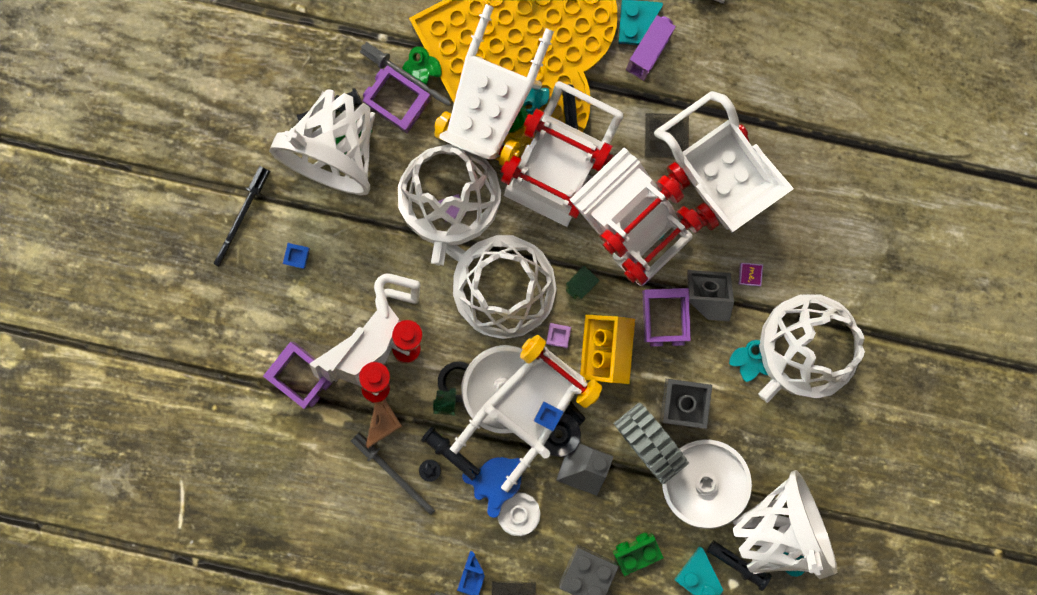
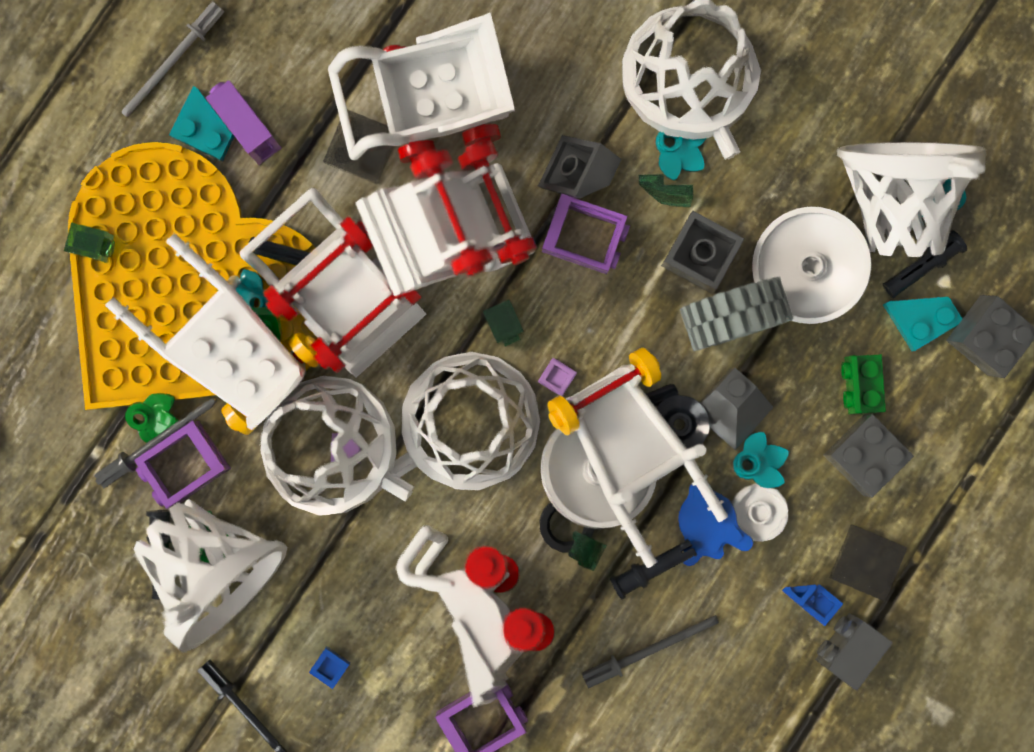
camera: 65 degrees left, 0 degrees up
(382, 423) = (582, 639): medium nougat tile -> none
(429, 470) = (663, 602): black tile -> none
(548, 416) = (654, 428): blue plate -> none
(557, 503) = (764, 460): none -> teal plate
(607, 348) = (597, 322): yellow slope -> none
(717, 364) = (666, 194): none -> clear green slope
(750, 274) = (573, 111): magenta tile -> none

